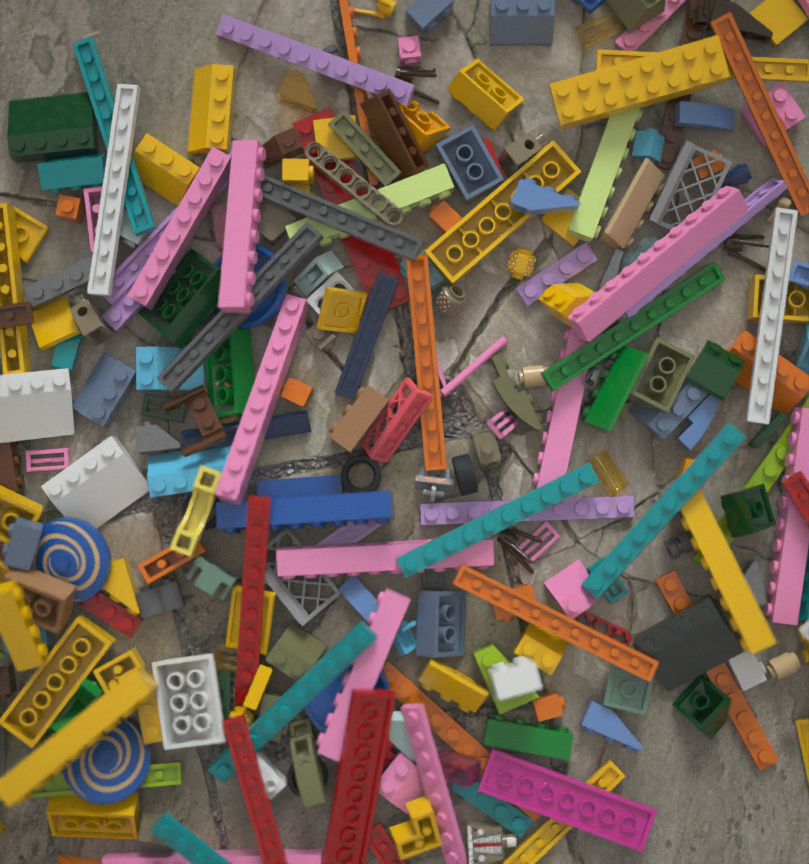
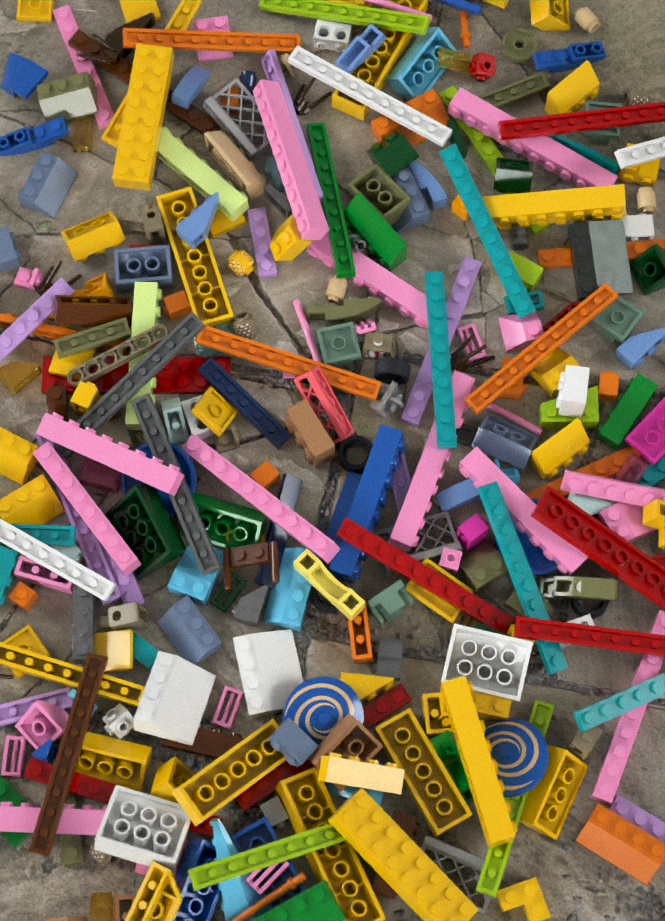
camera: 65 degrees left, 15 degrees down
(258, 687) = (499, 604): yellow slope -> none
(284, 619) = (450, 560): none -> bright pink bracket
(324, 630) = (472, 532): none -> dark pink brick
(470, 406) = (338, 345): none -> sand green panel
(471, 627) = (514, 418): none -> bright pink bar
(610, 471) = (445, 264): clear yellow tile -> none
(642, 568) = (528, 271): none -> lime brick
(648, 145) = (193, 133): medium azure brick -> none

